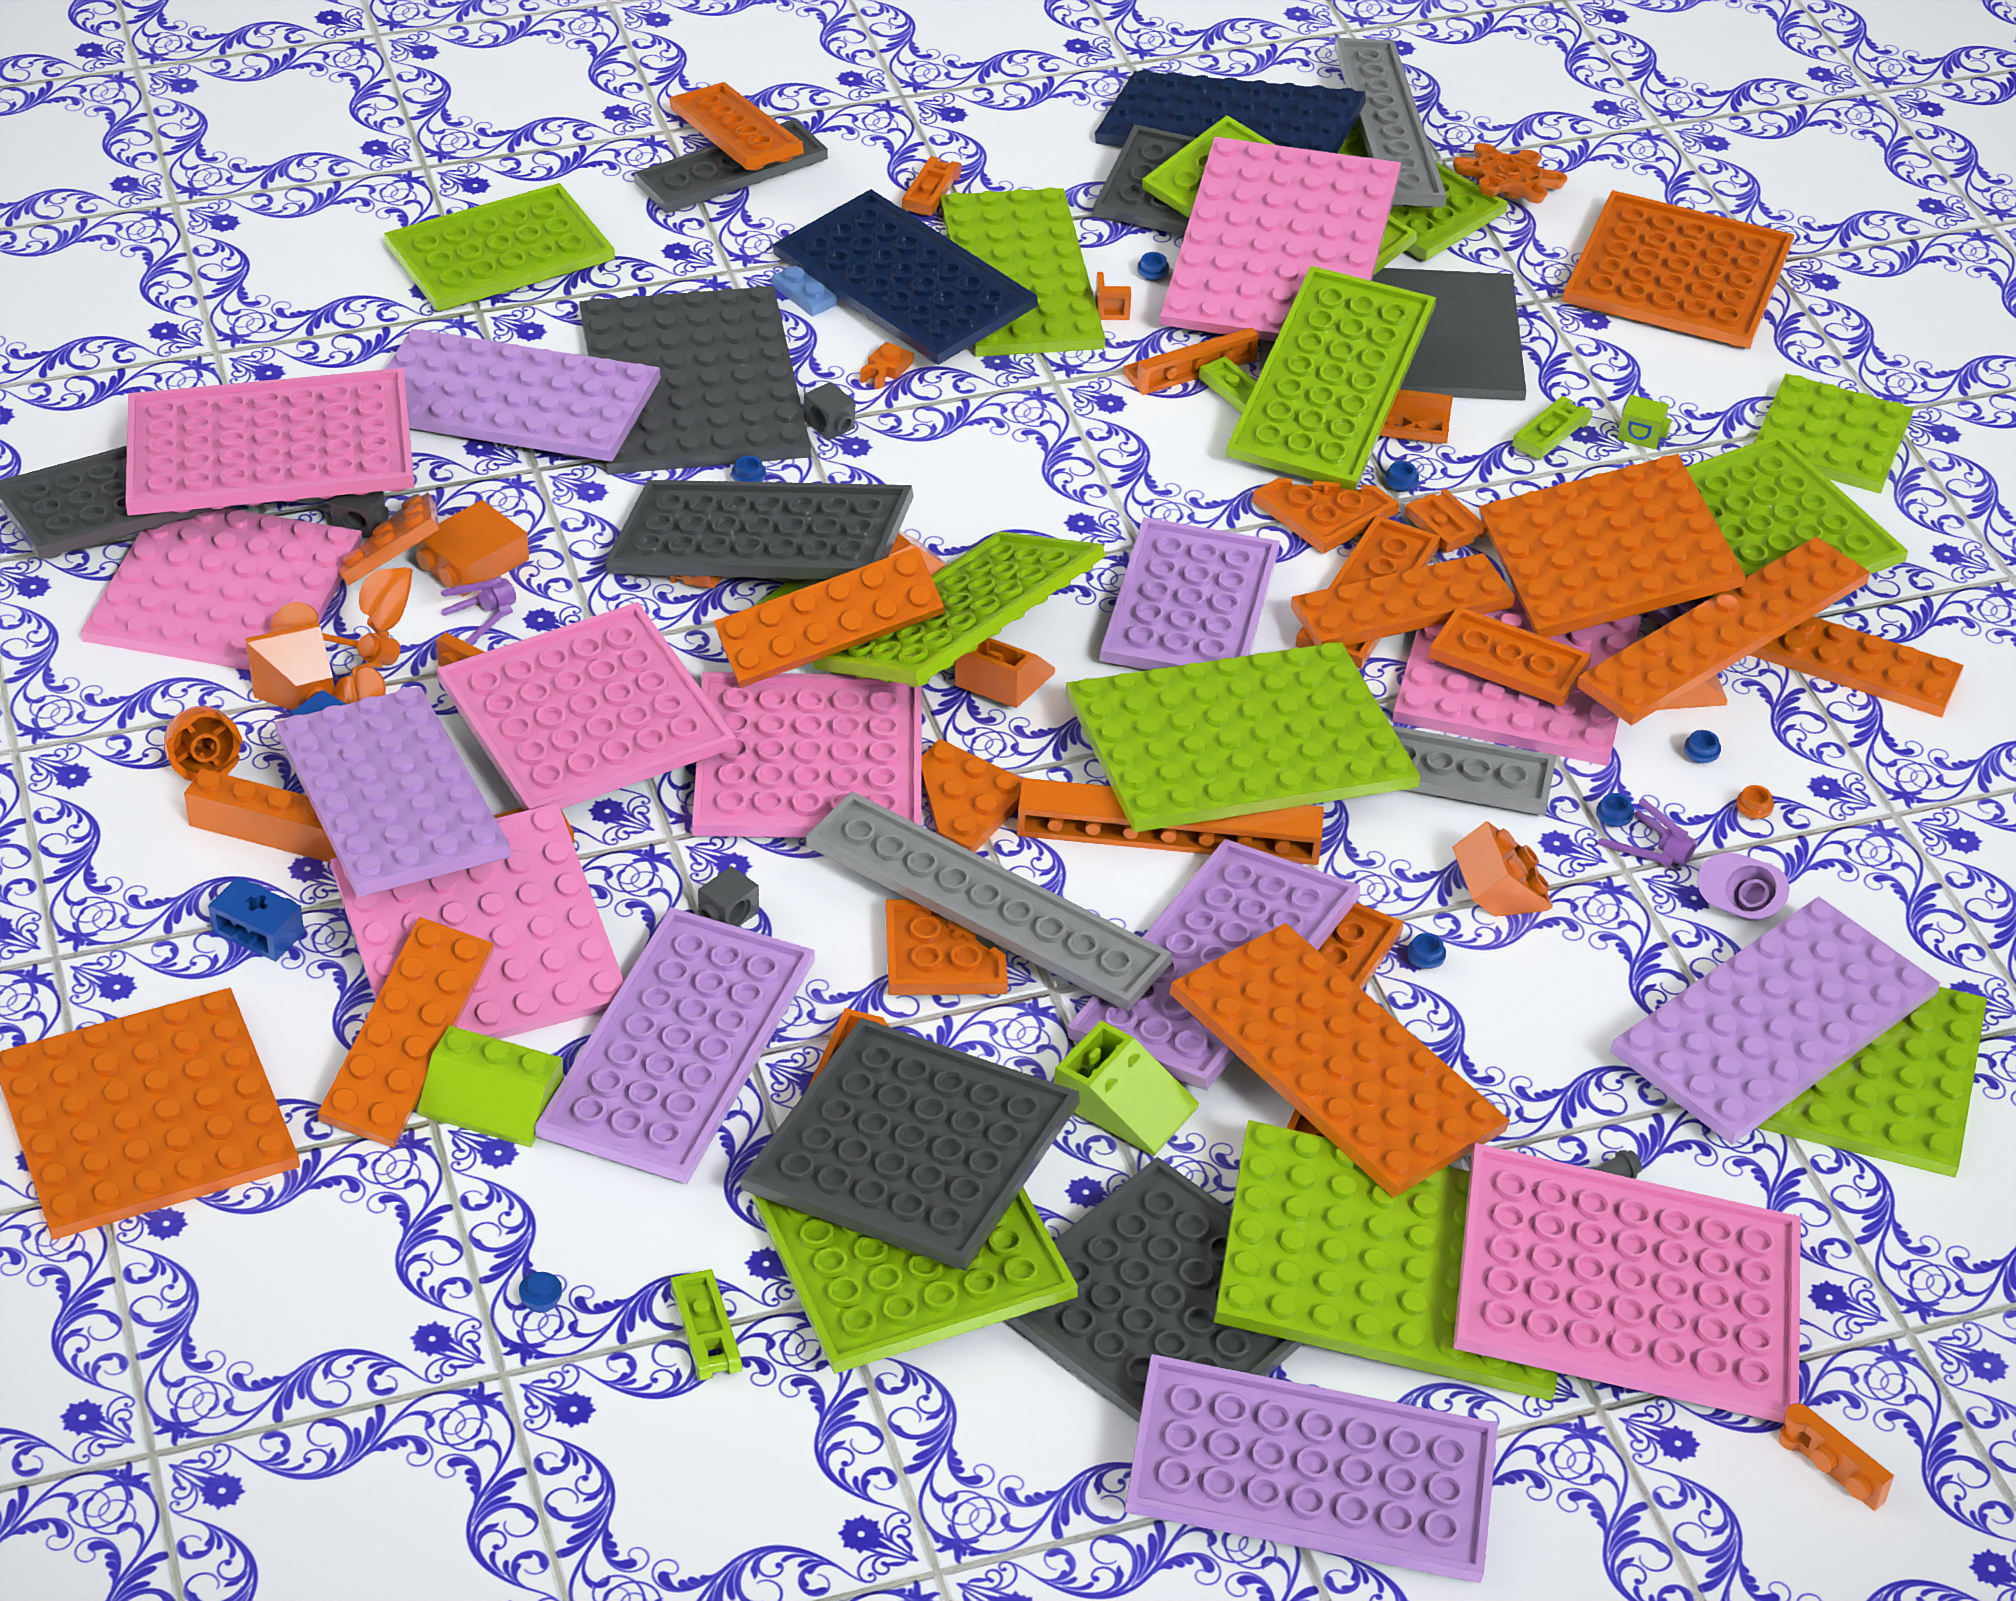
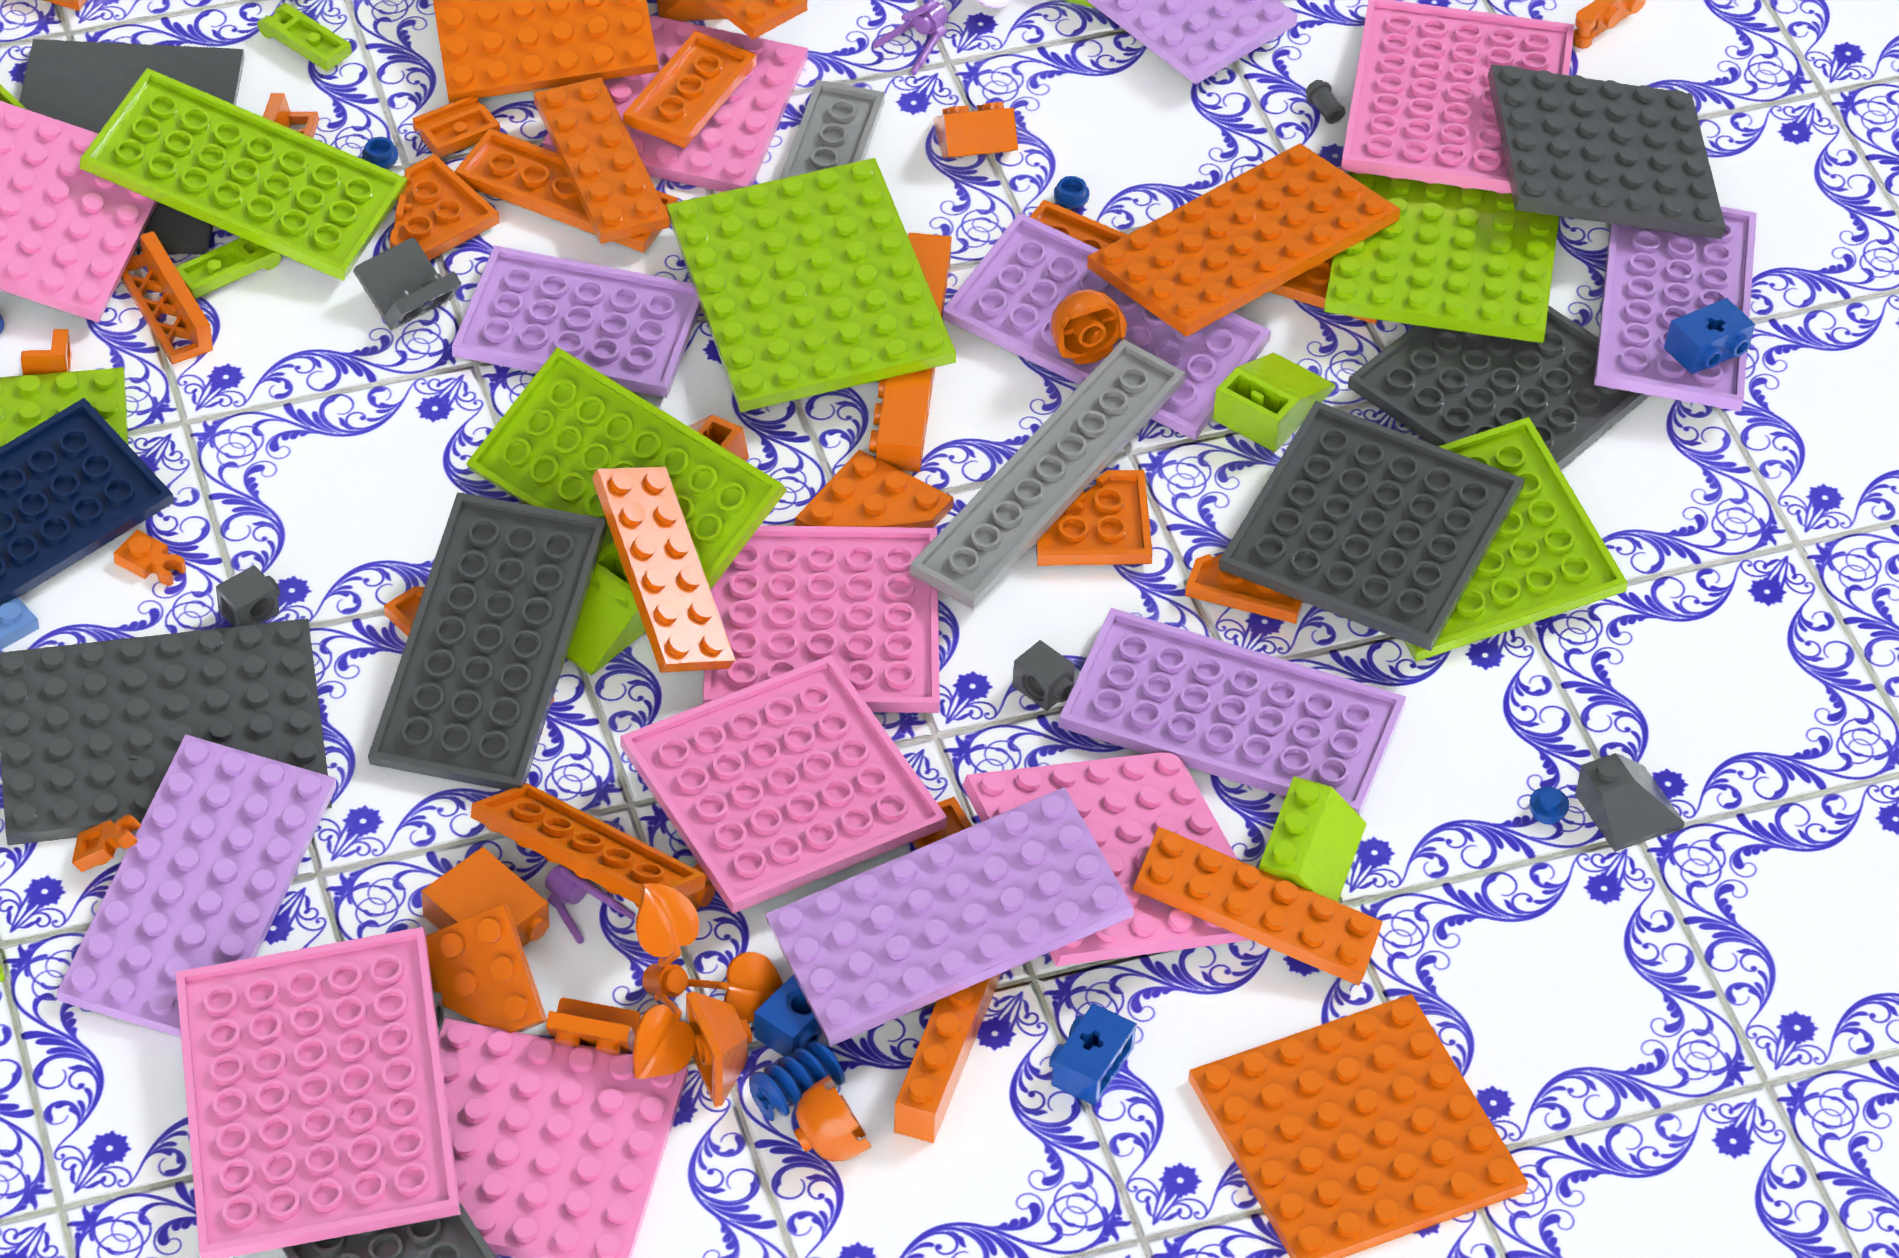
camera: 90 degrees left, 5 degrees up
(256, 725) = (792, 1078): none -> blue piece
(332, 600) = (593, 1024): none -> orange bracket
(514, 588) = (583, 843): none -> orange plate
(537, 1356) = (1625, 801): none -> dark grey slope
(561, 343) = (100, 842): none -> orange plate
(705, 1323) = (1572, 685): lime plate -> none
(748, 469) = (347, 673): blue plate -> none
(1182, 914) = (1087, 326): none -> orange cylinder
(1214, 1463) = (1709, 336): none -> blue brick
(1217, 485) = (404, 283): none -> dark grey bracket
(1541, 1403) = (1605, 151): none -> dark grey plate
(1615, 810) = (880, 54): blue plate -> none

